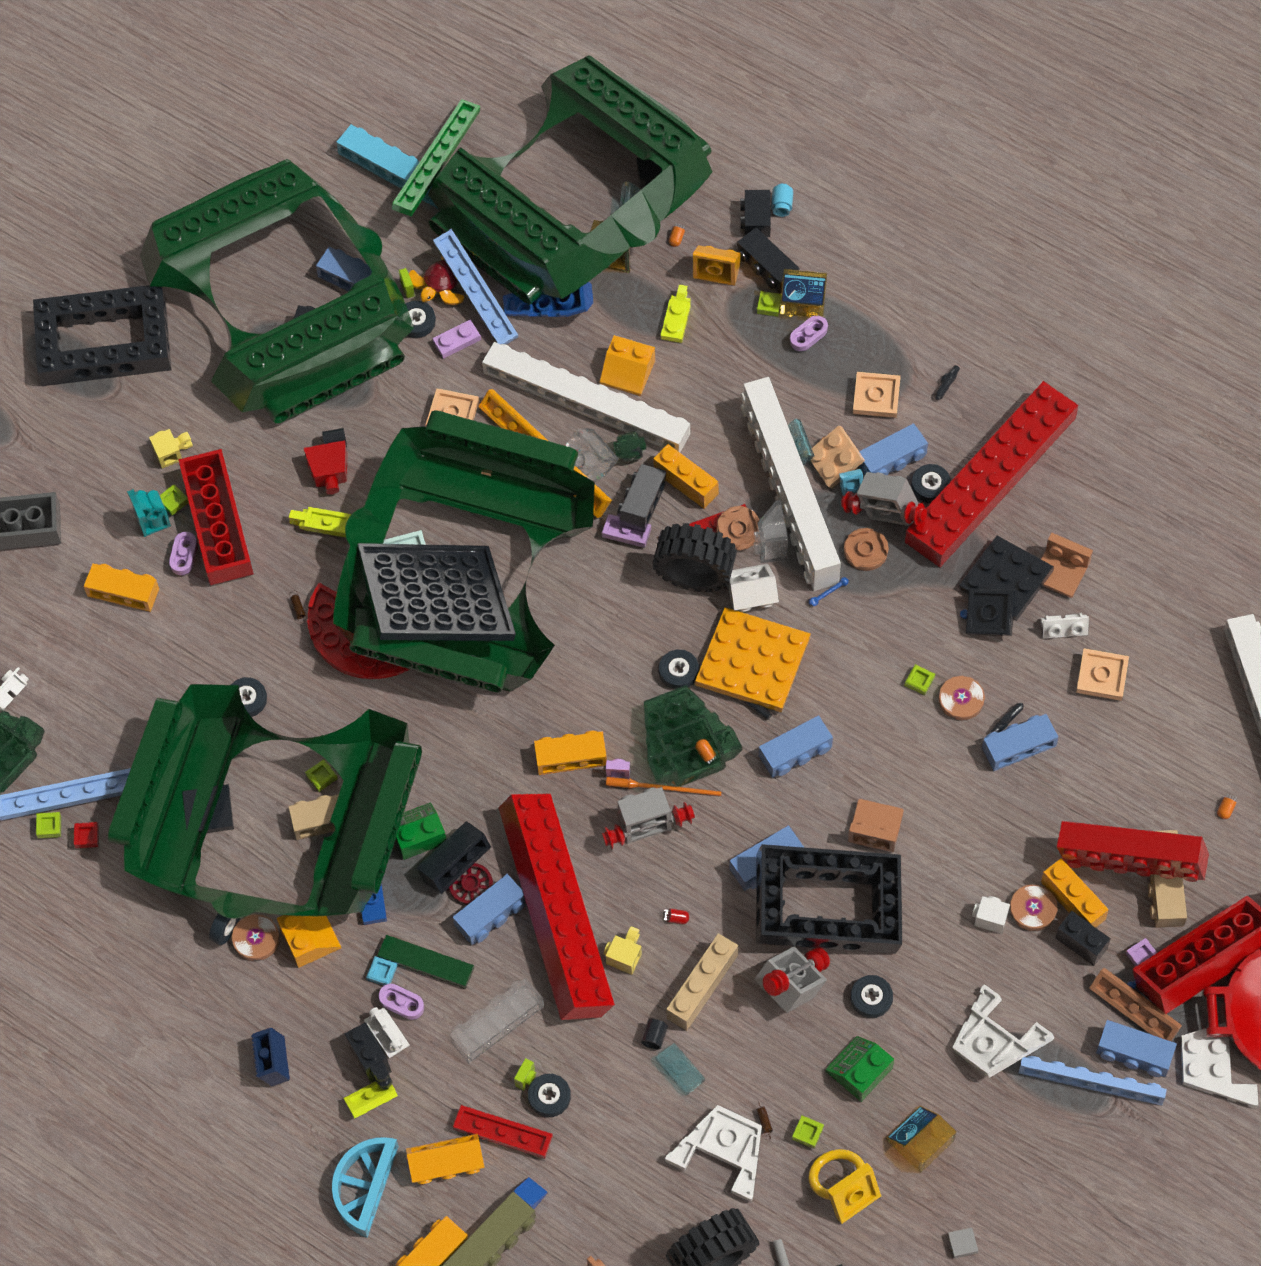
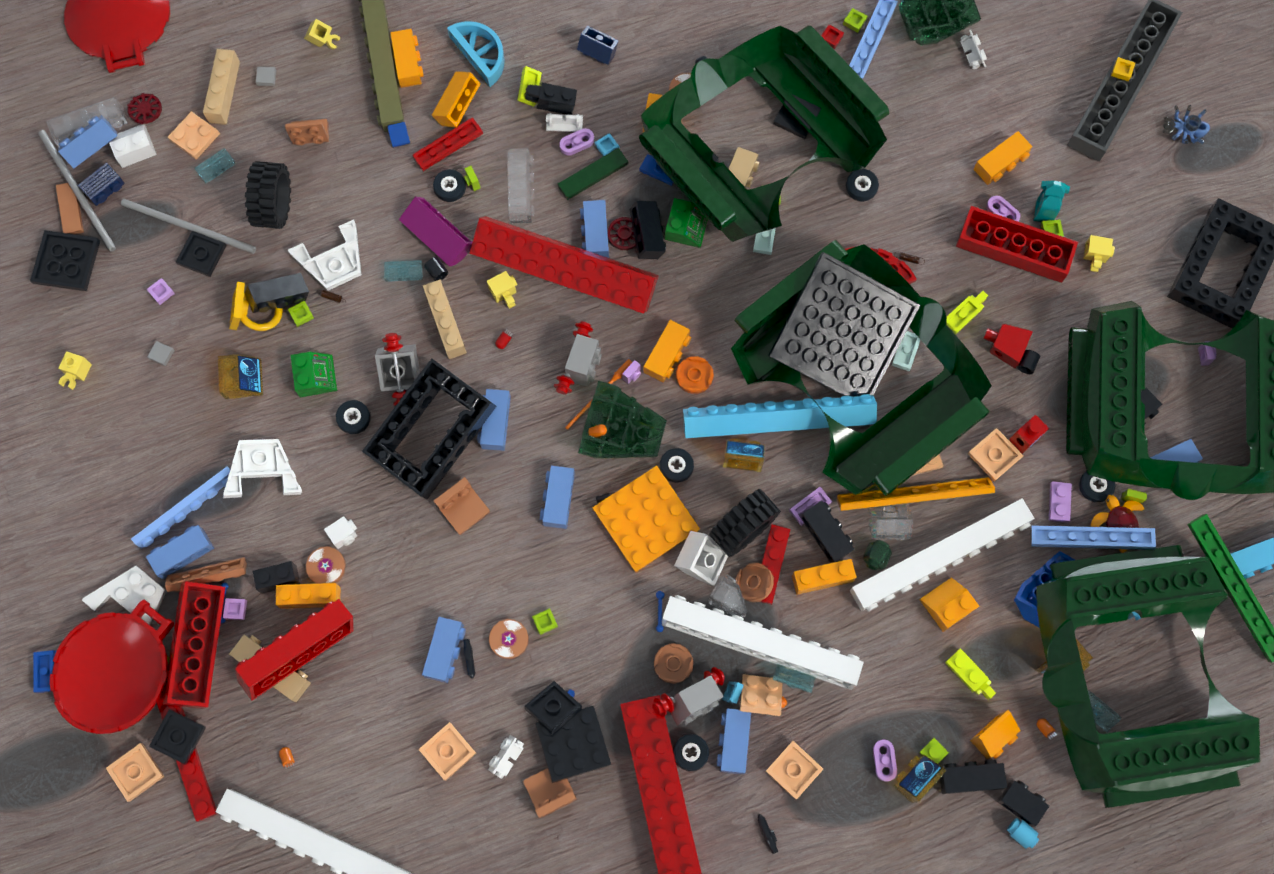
camera: 125 degrees right, 10 degrees up
(219, 301) = (1207, 354): none -> lavender plate
(413, 394) = (1029, 434): none -> red torso
(562, 608) = (778, 416): none -> medium azure brick
(573, 715) = (694, 375): none -> orange tile
(612, 1065) = (436, 231): none -> magenta brick
(623, 612) = (744, 455): none -> slope
(808, 1162) = (276, 293): none -> black brick

